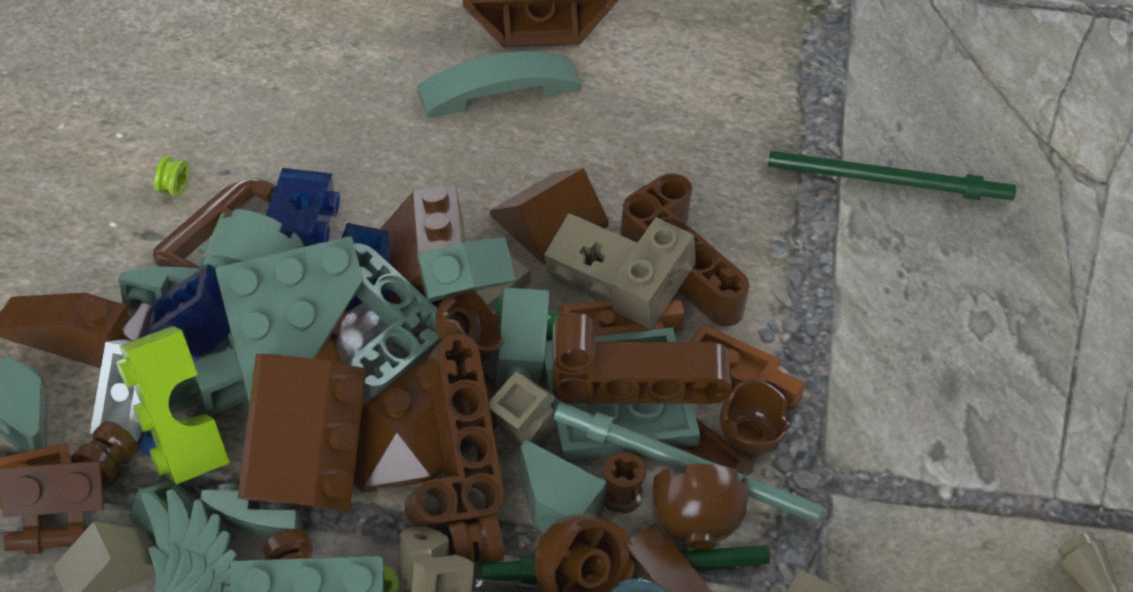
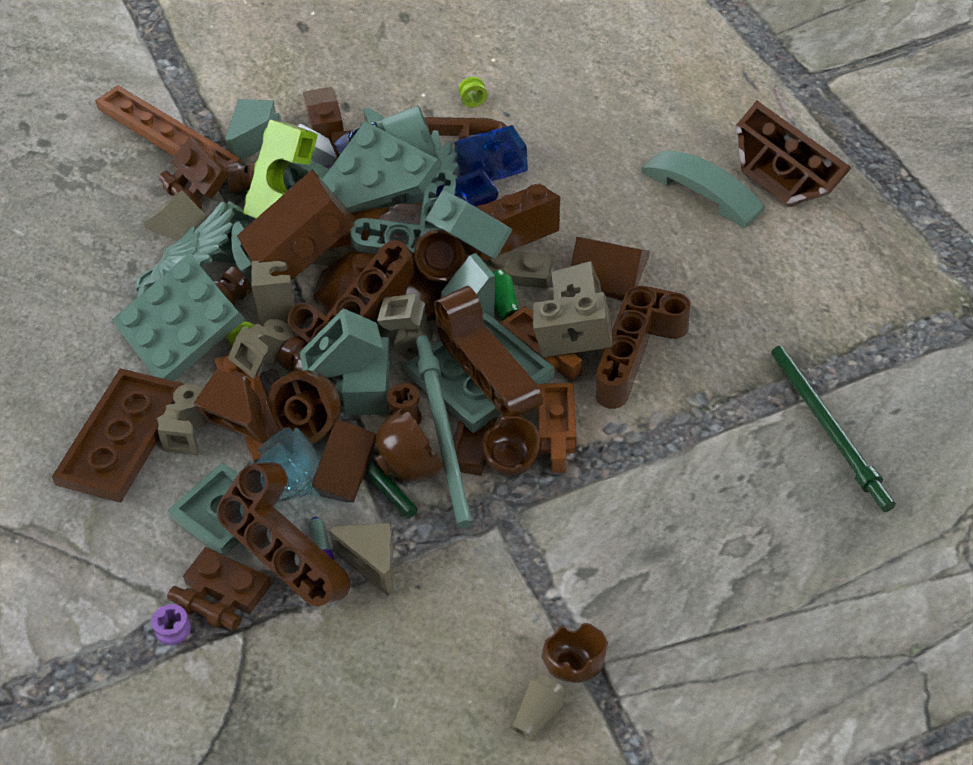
camera: 65 degrees right, 0 degrees up
(366, 518) = (272, 293): none -> dark tan hinge
(527, 485) = (342, 345): none -> sand green slope
(1051, 502) = (575, 654): none -> reddish brown hair

